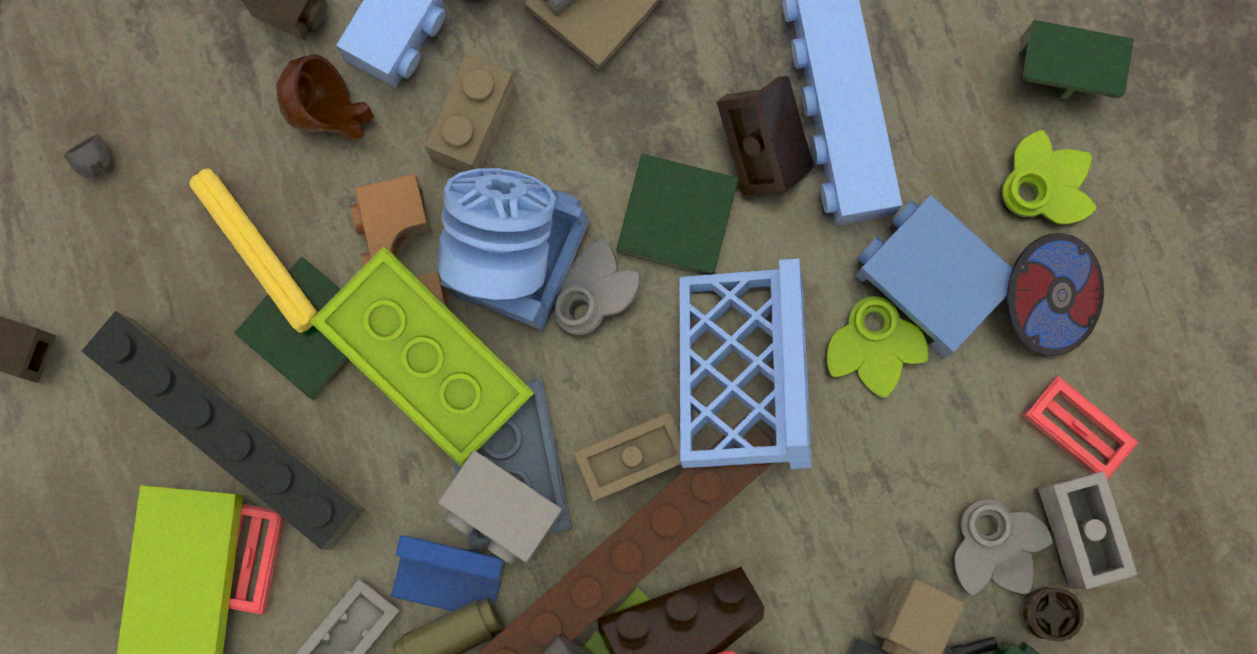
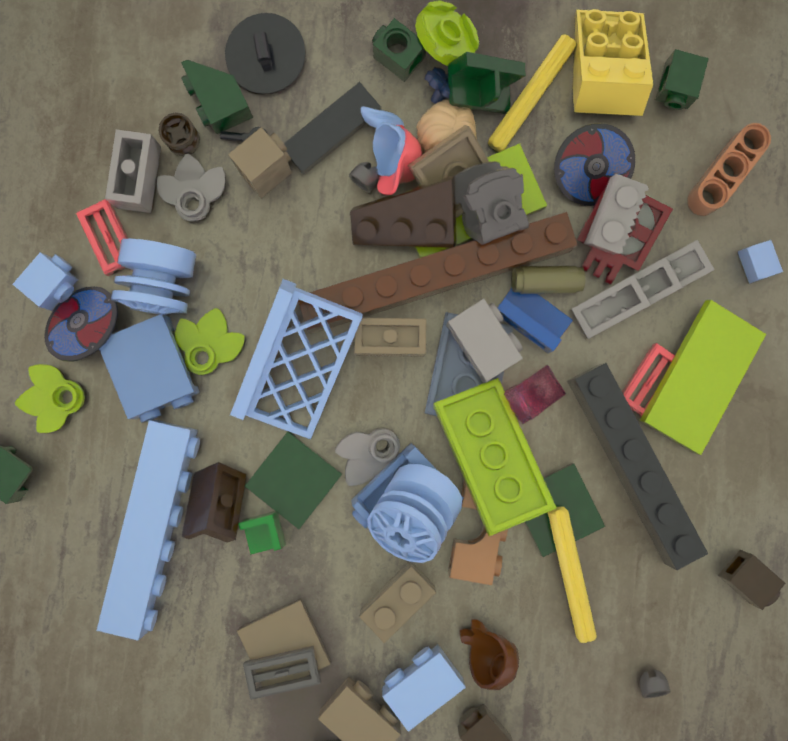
camera: 160 degrees left, 5 degrees up
(402, 466) = (534, 394): none -> clear pink slope
(685, 130) = (263, 532): none -> green panel
(987, 395) = (153, 276): none -> light blue wheel
(1129, 331) = (47, 281): none -> light blue brick

